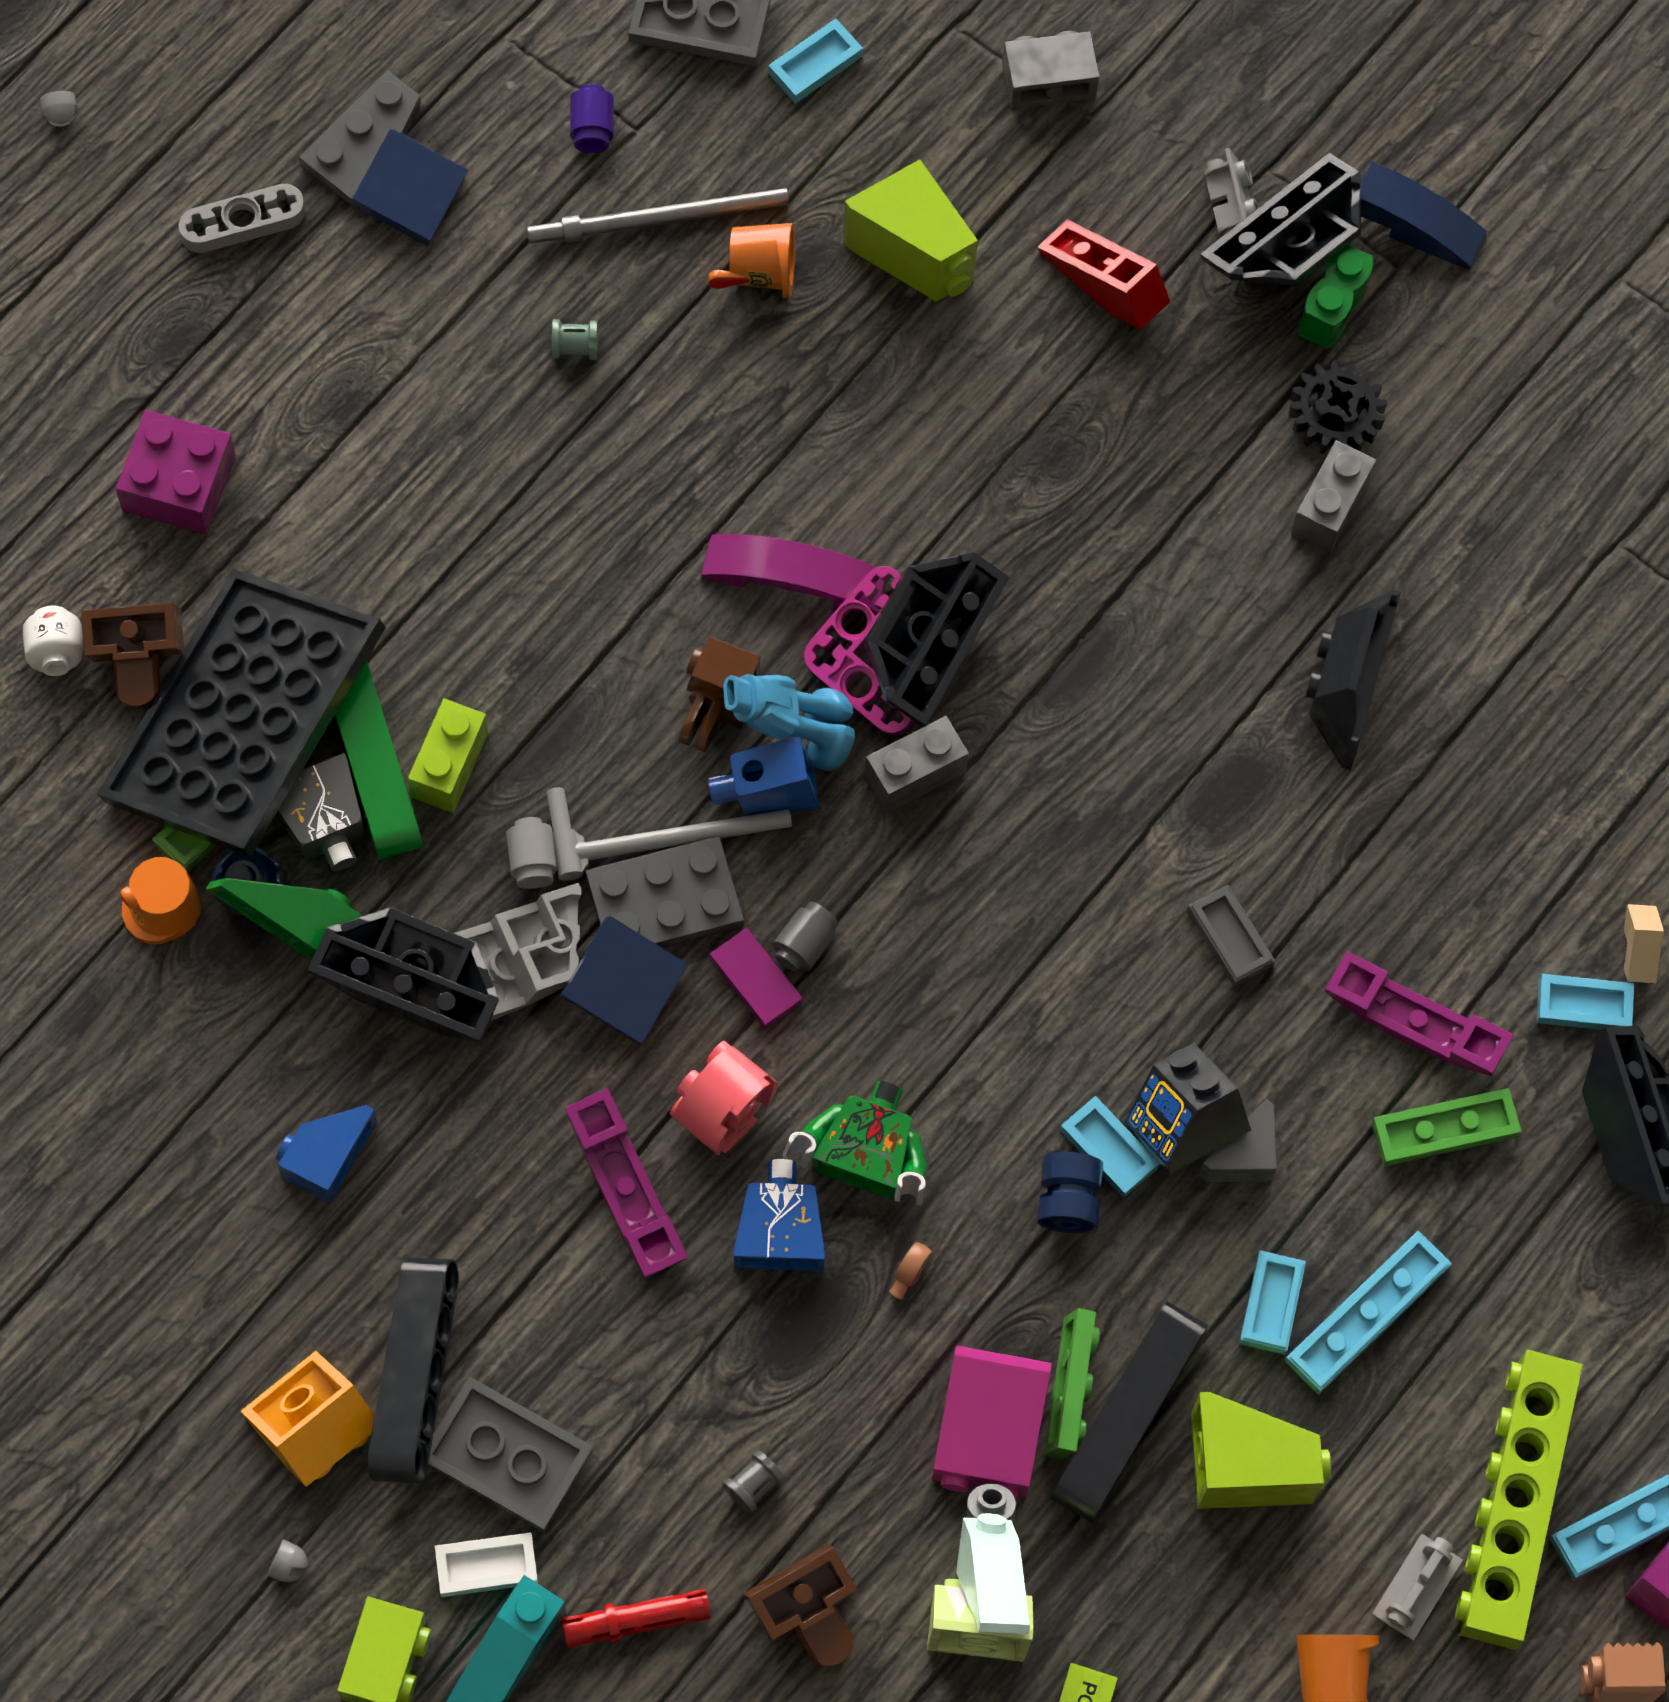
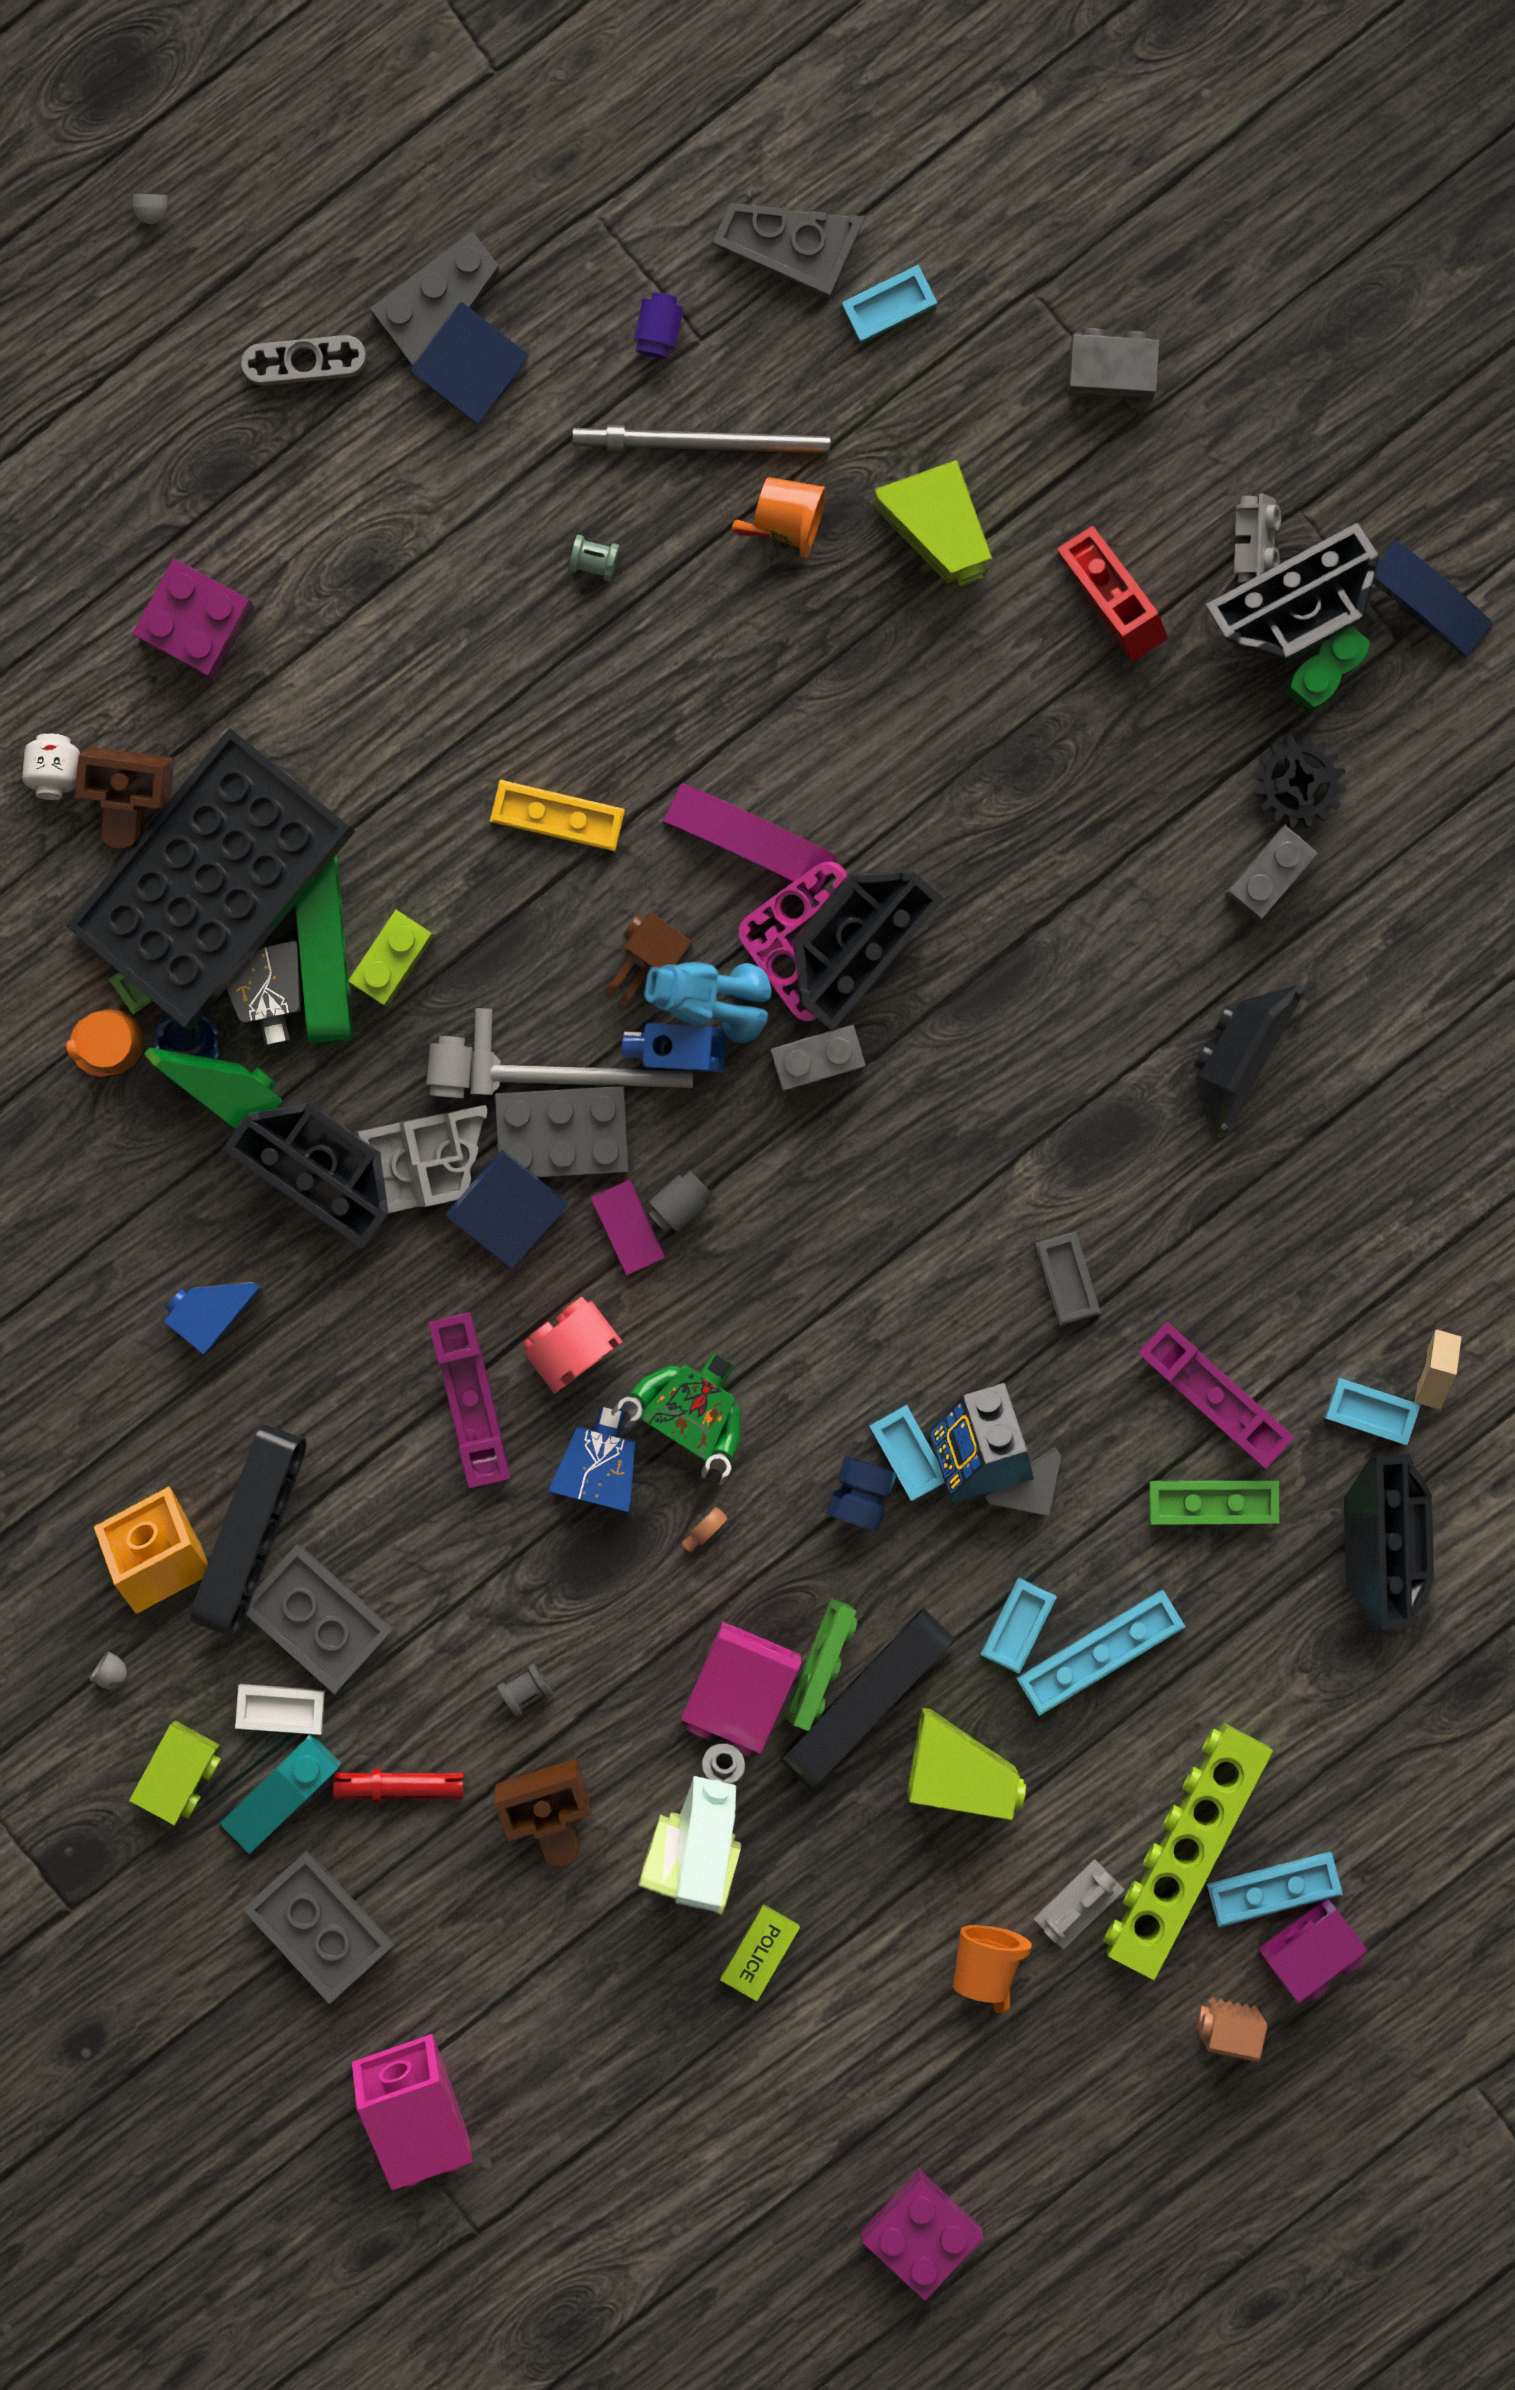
camera: 20 degrees right, 20 degrees up
(590, 591) = (557, 815): none -> yellow tile

